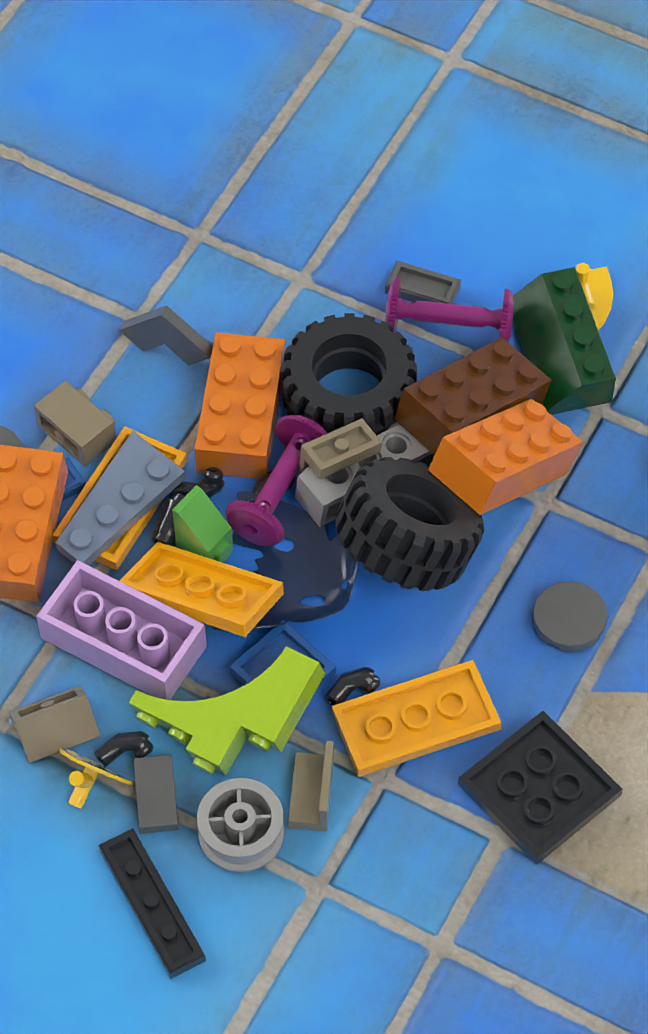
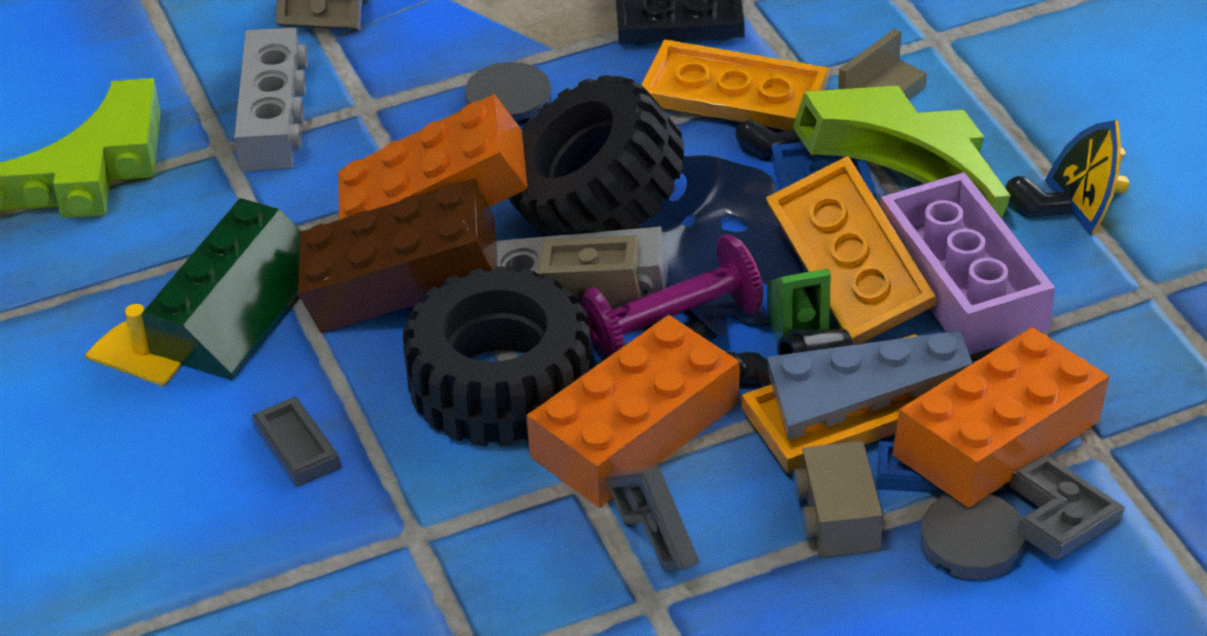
camera: 140 degrees left, 15 degrees down
(55, 723) = (1093, 251): dark tan panel -> none
(152, 903) = (1104, 79): black tile -> none
(155, 794) = (1033, 151): dark grey tile -> none
(240, 824) = (978, 76): light grey wheel -> none
(449, 313) = (364, 394): magenta hose -> none

